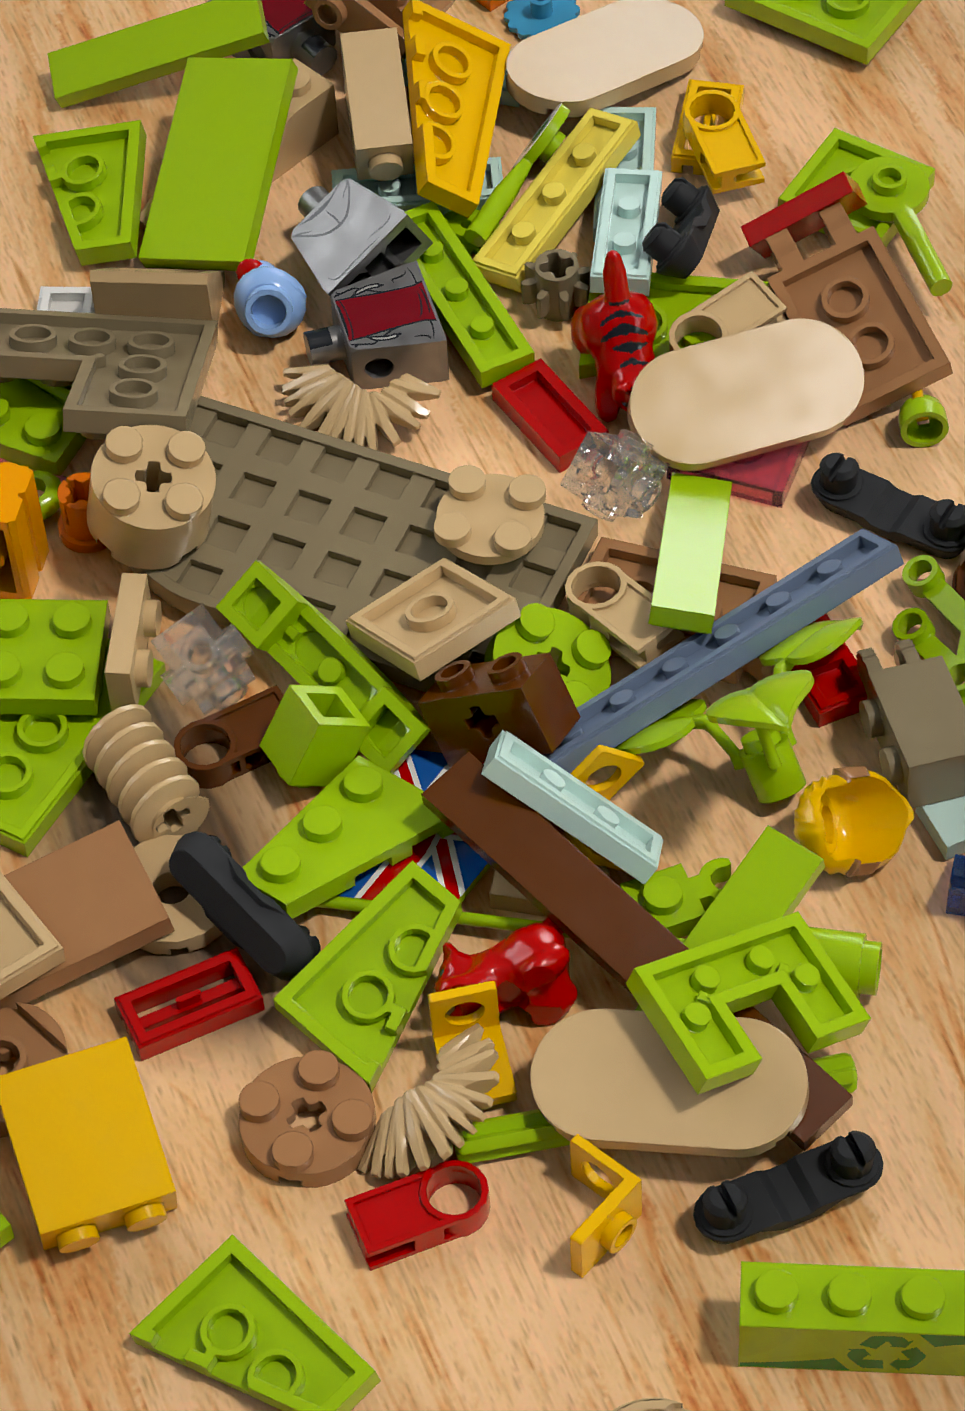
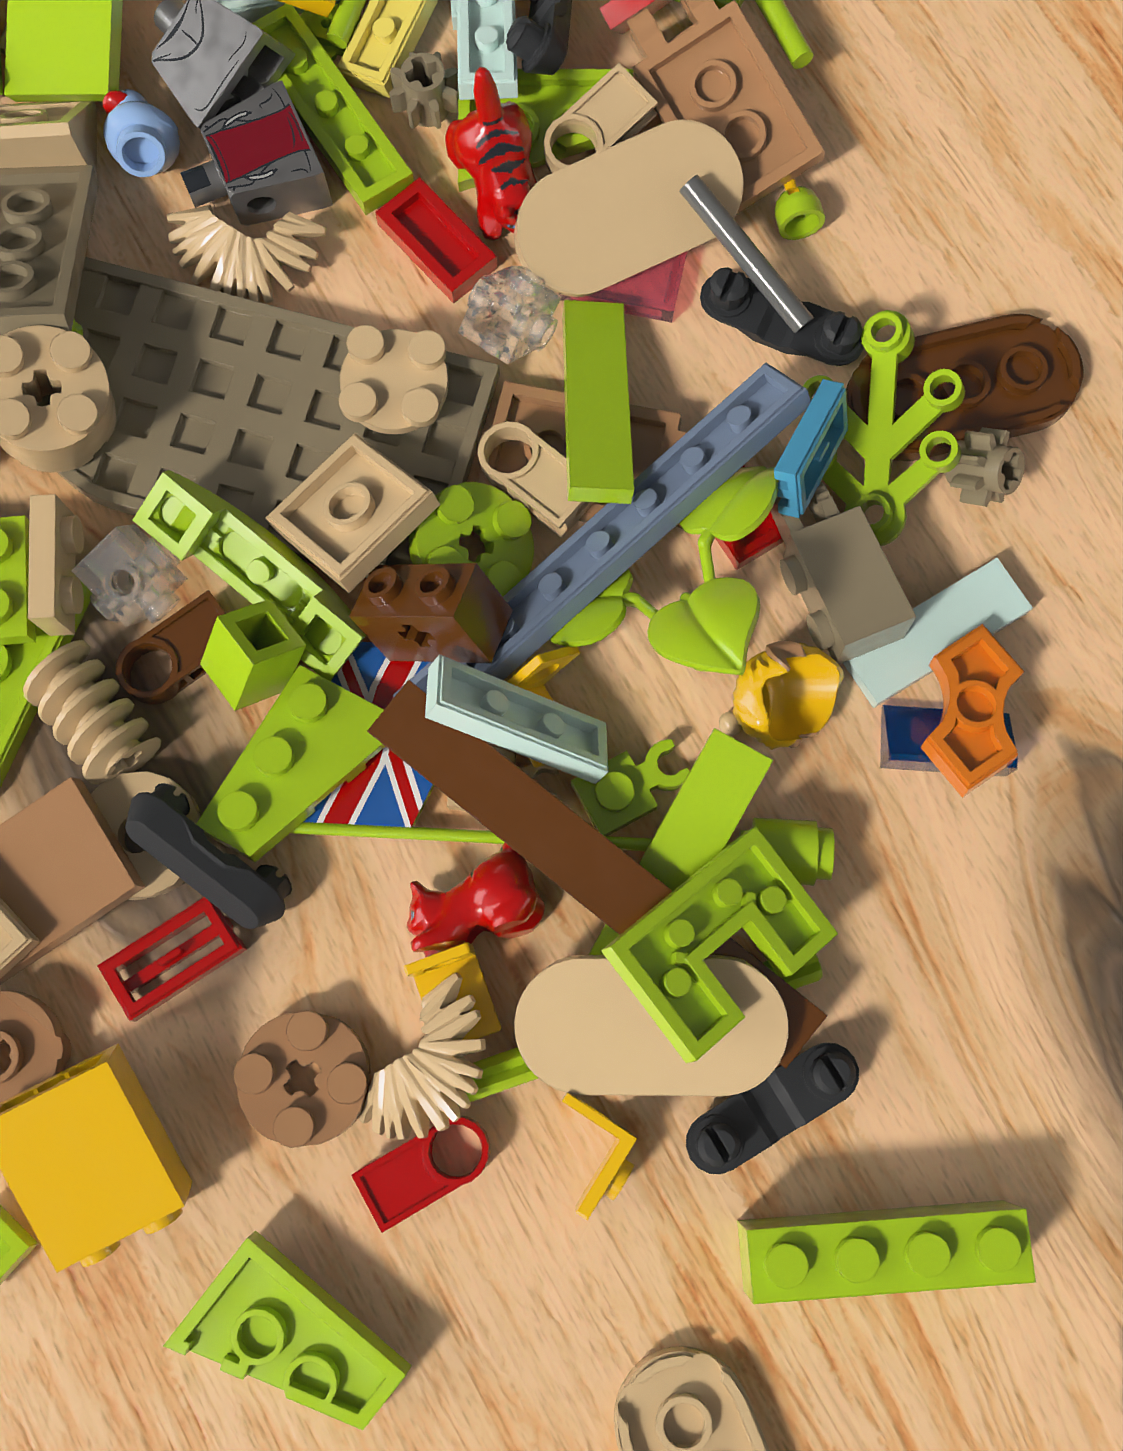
camera: 10 degrees left, 25 degrees up
(373, 972) = (345, 915): lime wing -> none
(859, 442) = (746, 254): none -> dark grey bar
(899, 601) = (811, 448): none -> dark azure tile

